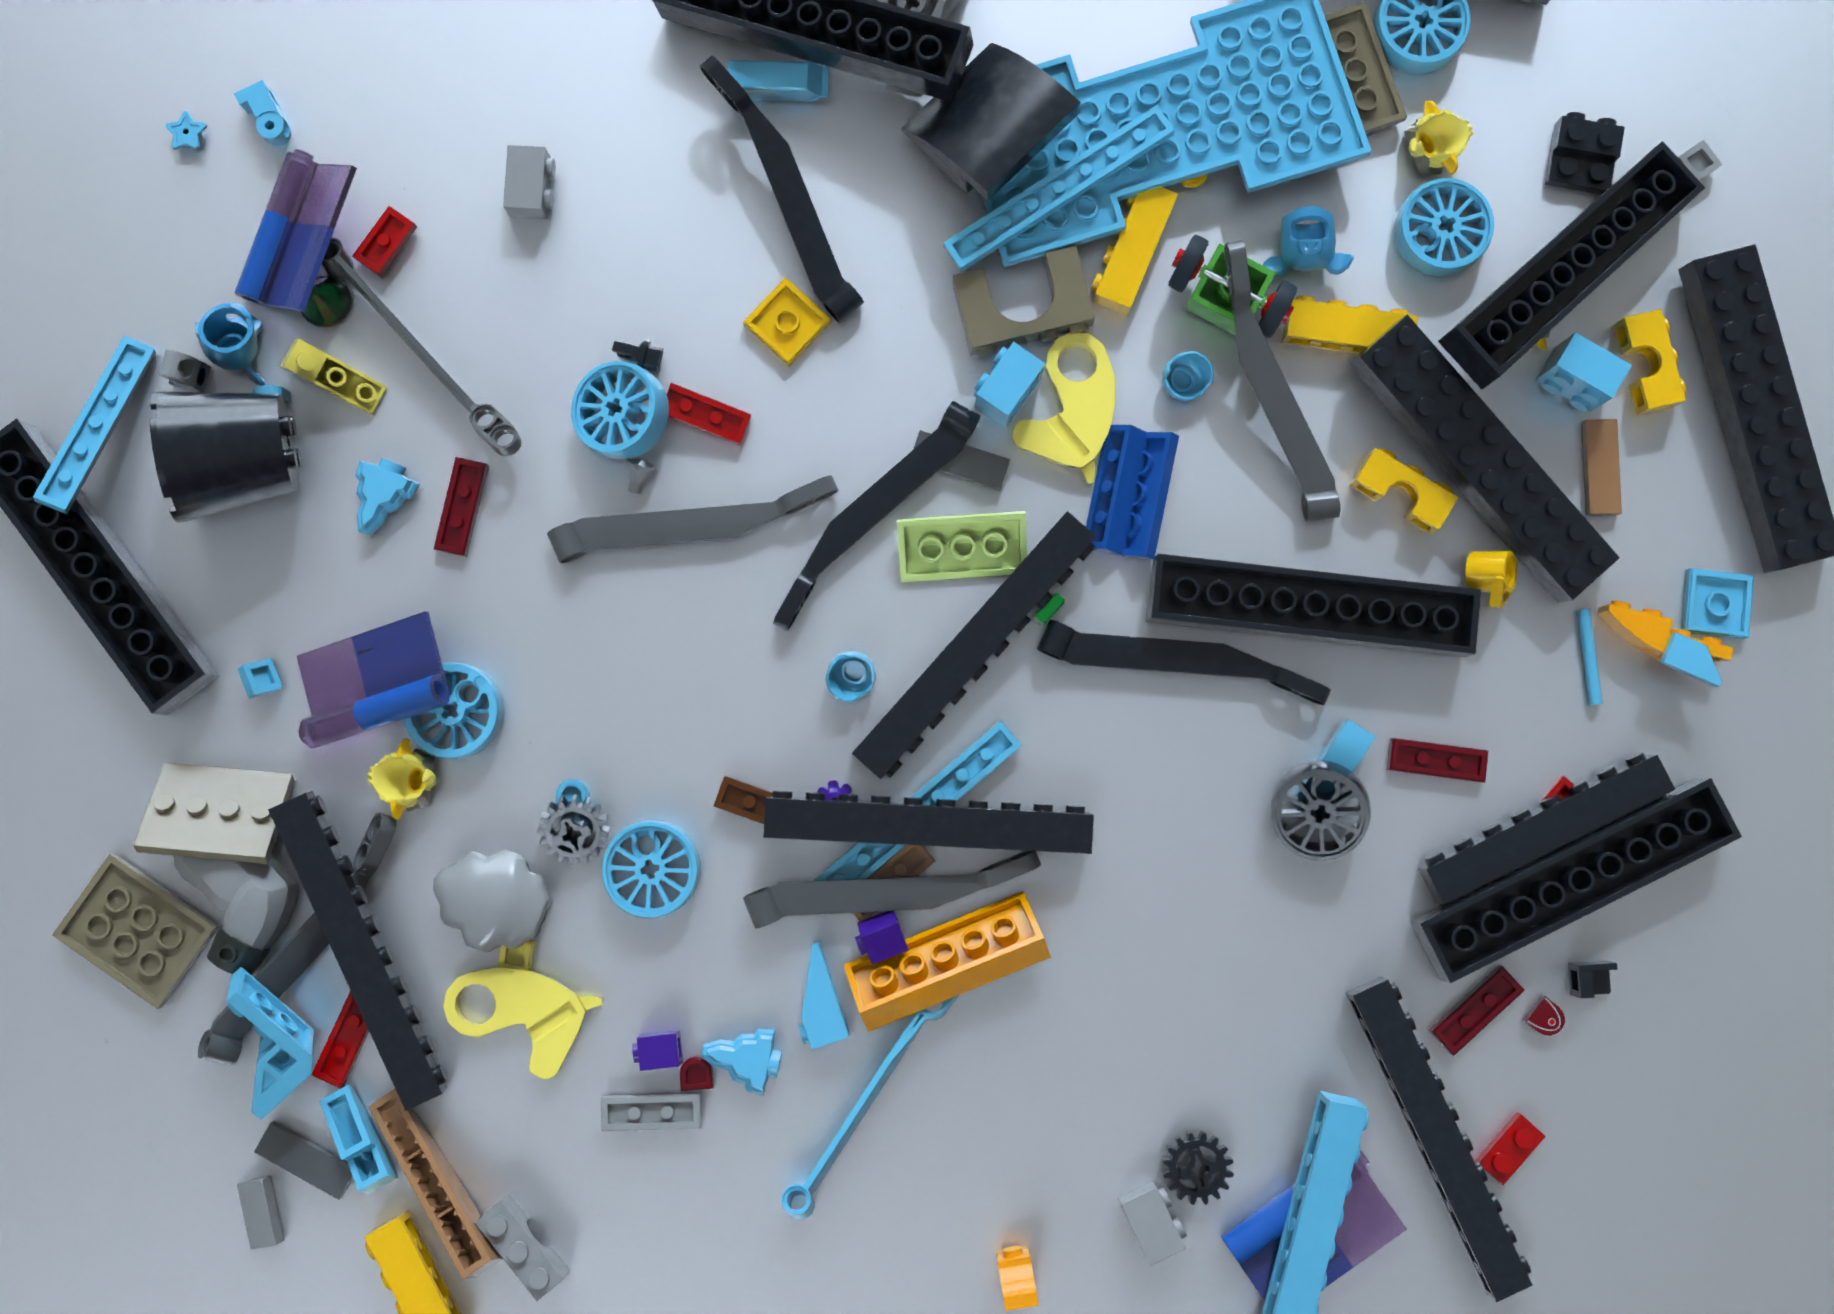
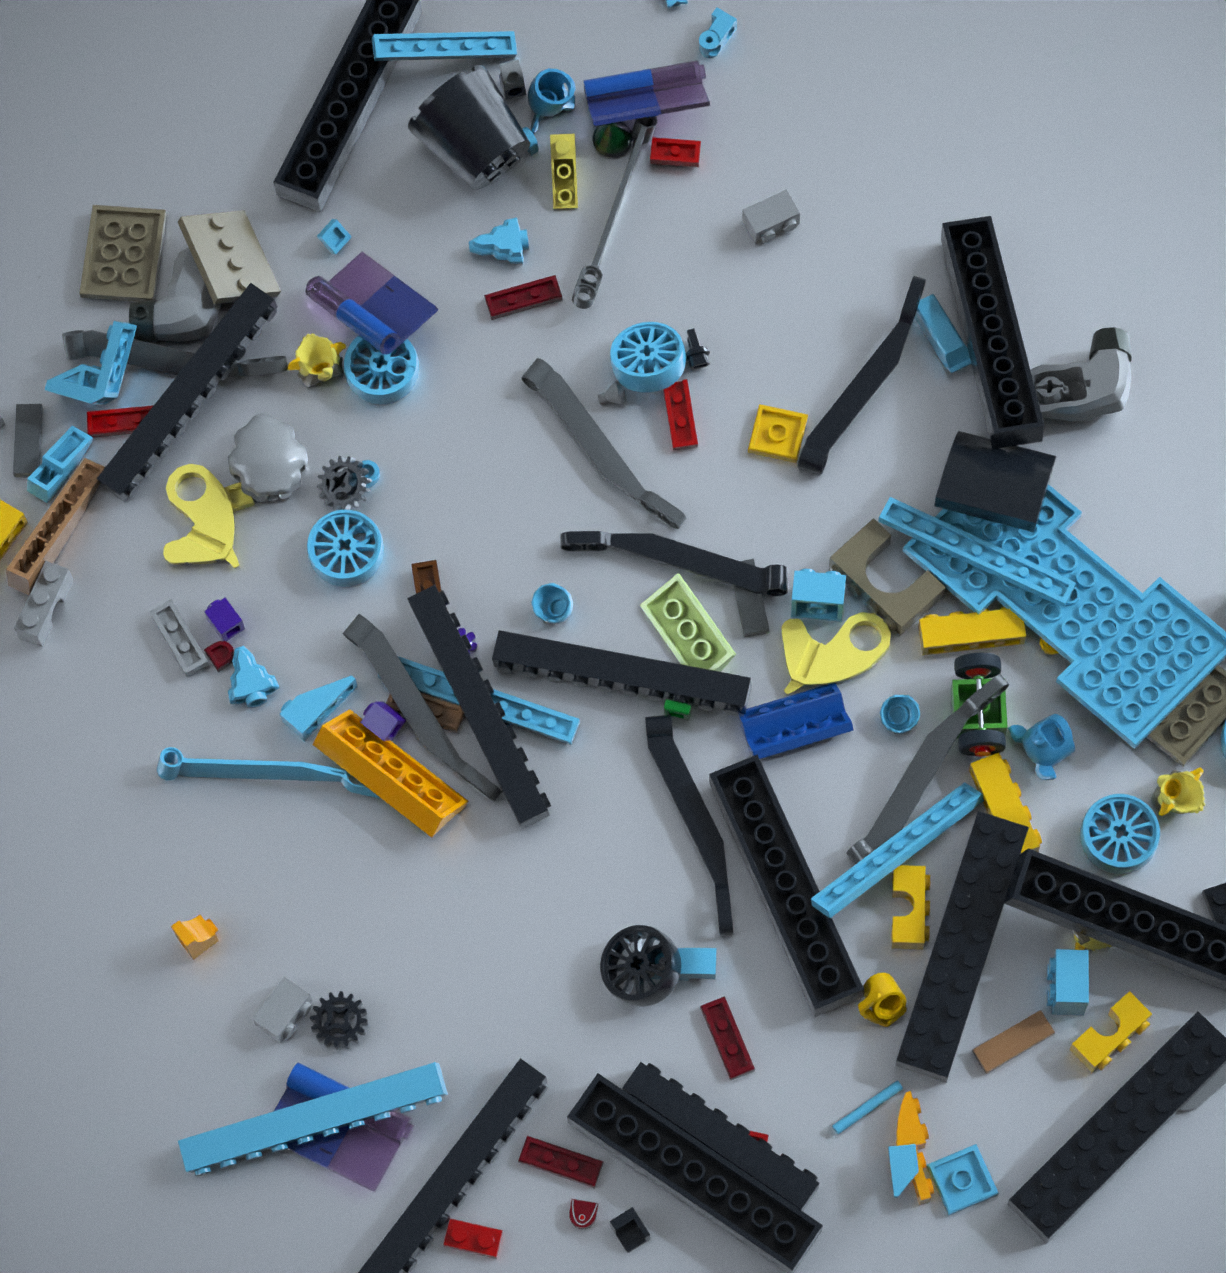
camera: 65 degrees right, 15 degrees down
(1345, 468) = (897, 850): none -> medium azure plate

